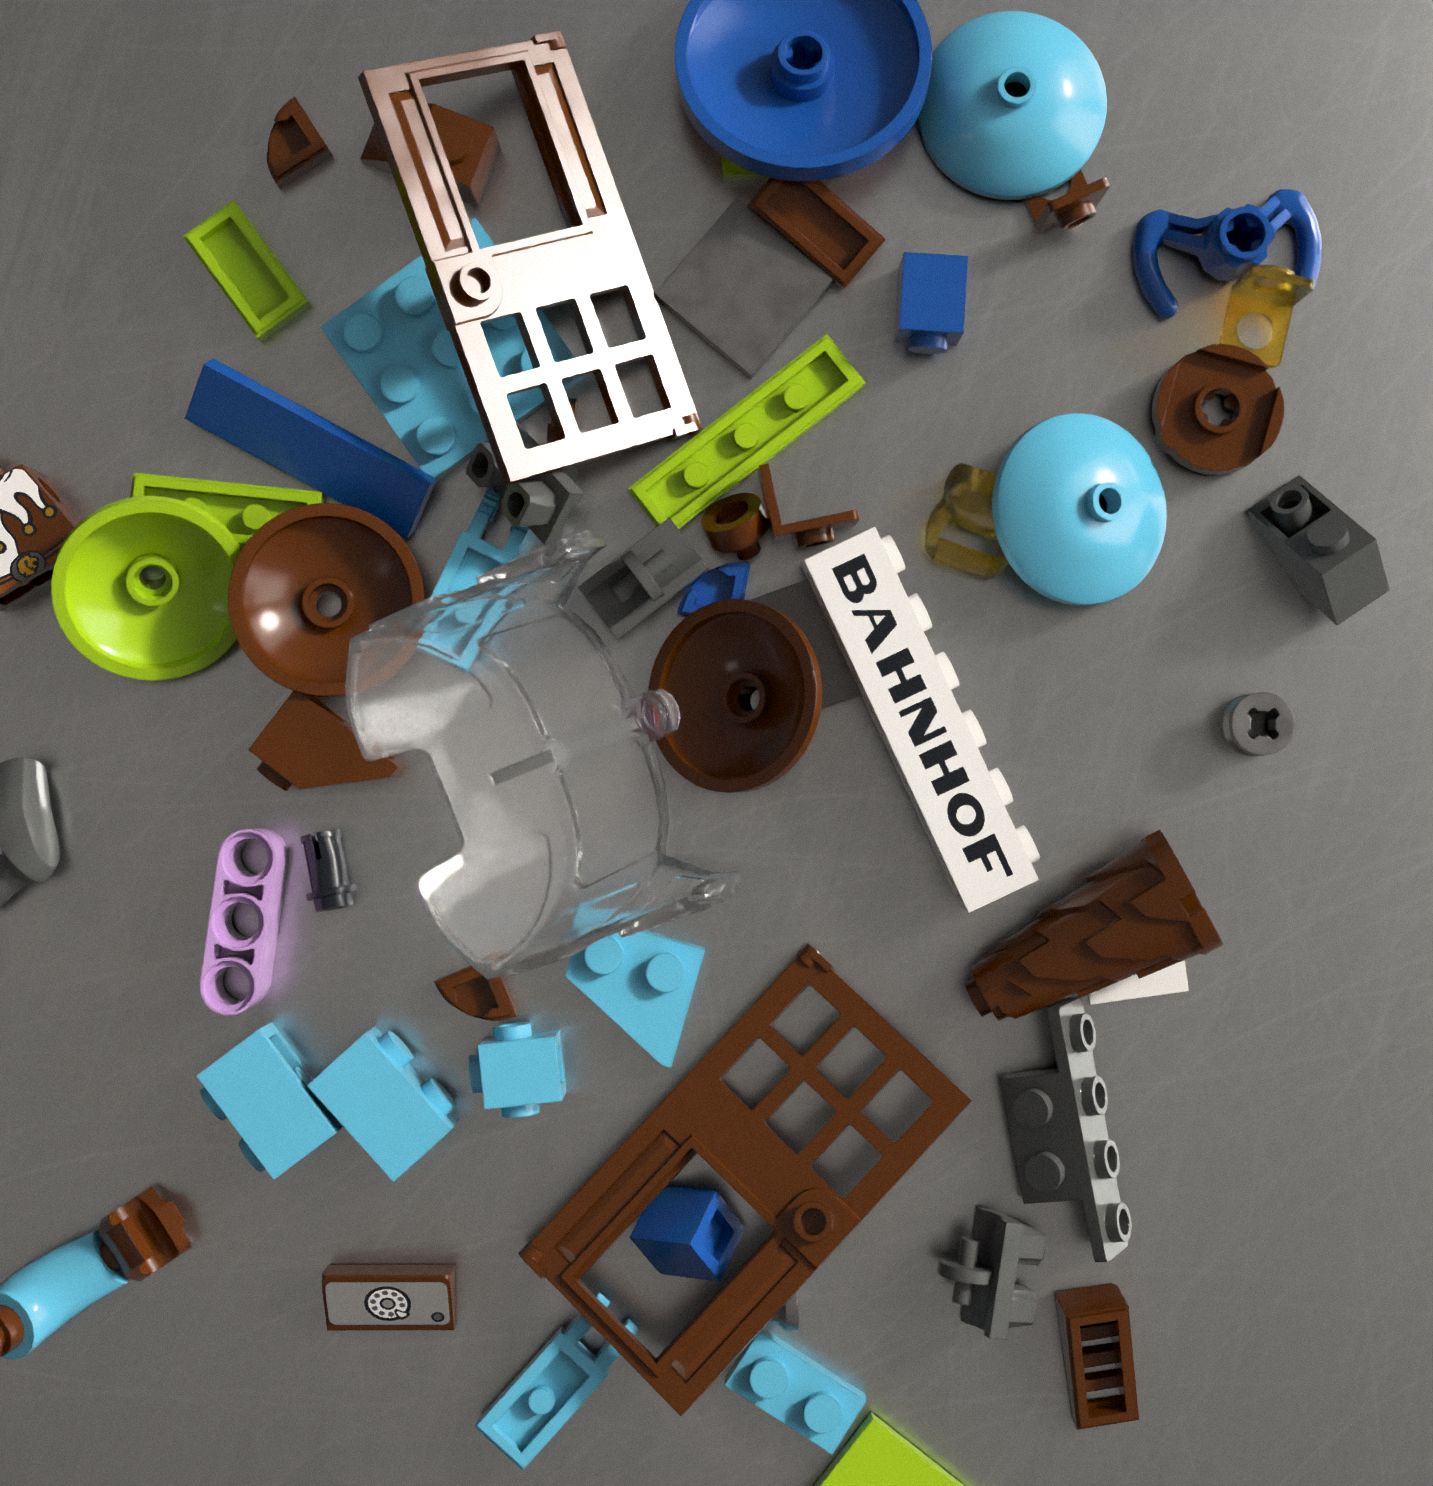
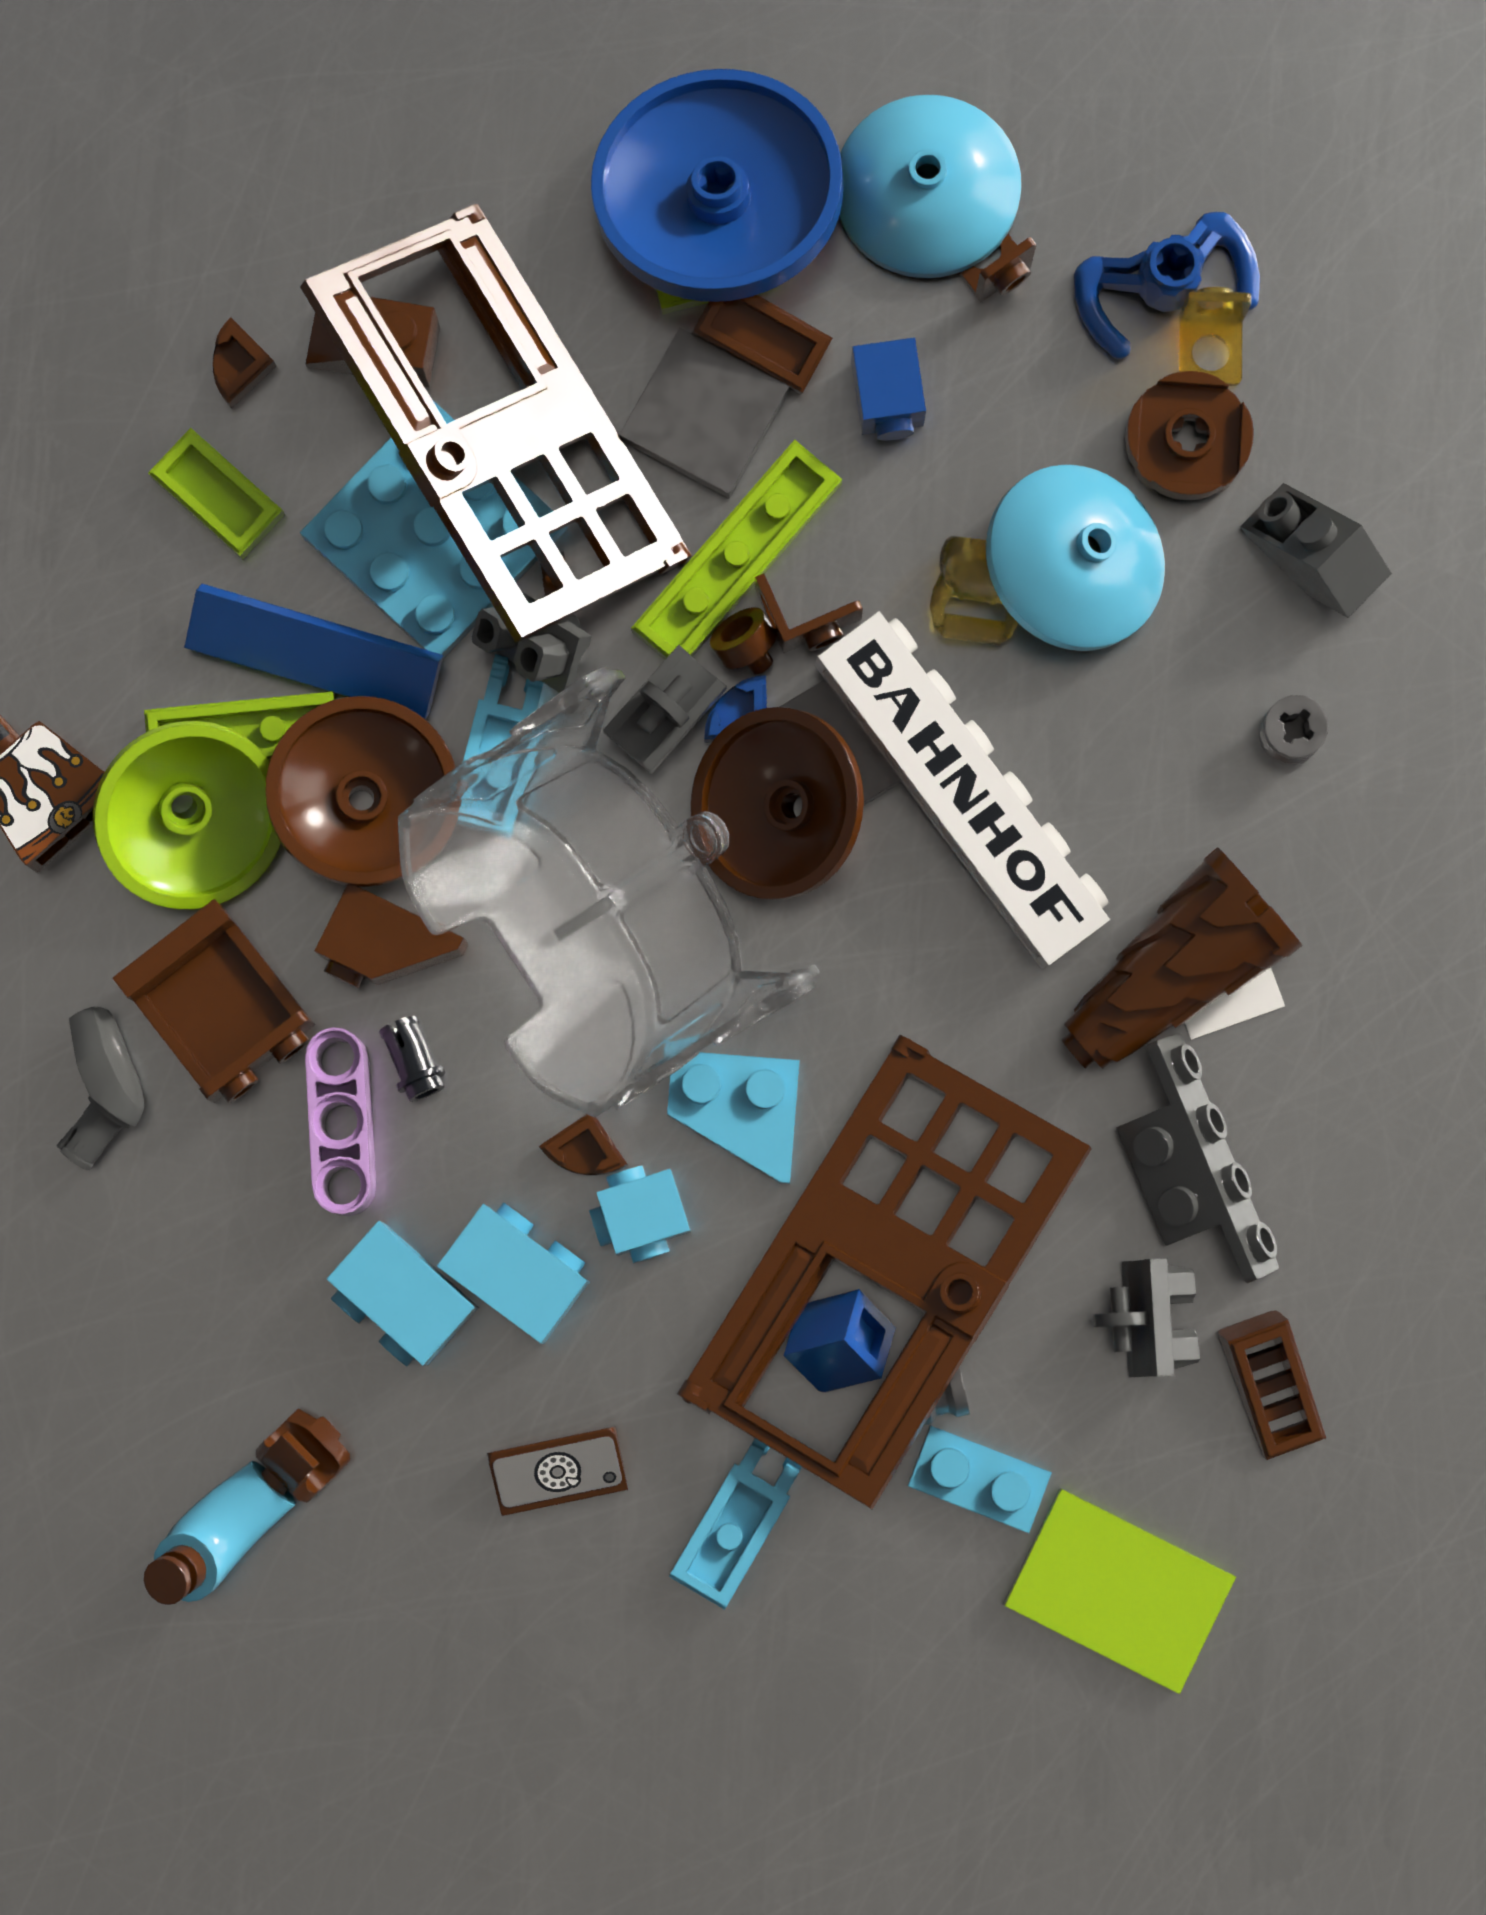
camera: 10 degrees left, 5 degrees down
(147, 776) = (216, 1003): none -> reddish brown panel

